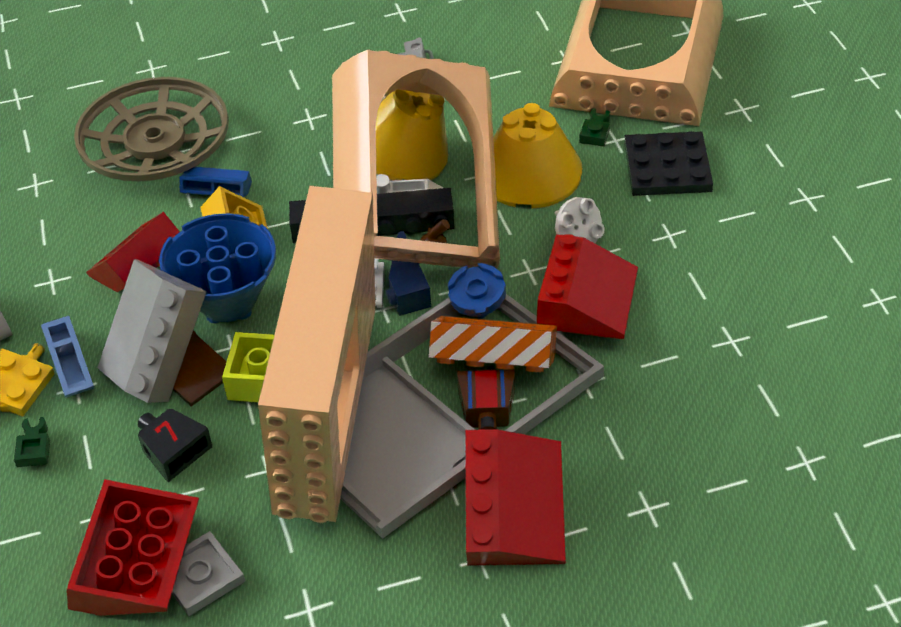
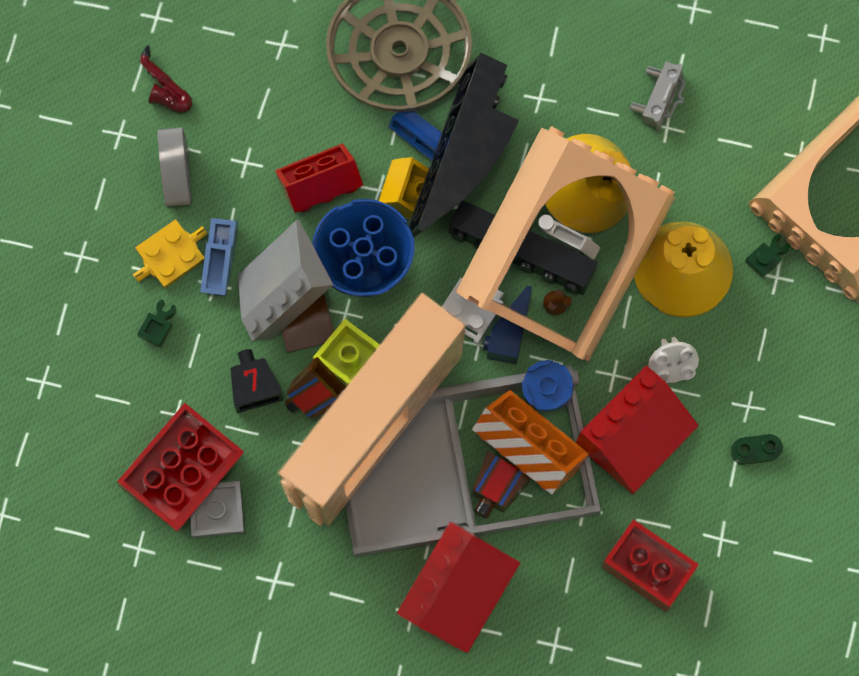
camera: 30 degrees right, 25 degrees up
(237, 409) = (314, 390): none -> reddish brown torso
(265, 152) = (468, 143): none -> black slope
(668, 163) = (800, 331): black plate -> none
(688, 384) = (649, 565): none -> red brick
(704, 259) = (757, 449): none -> dark green plate

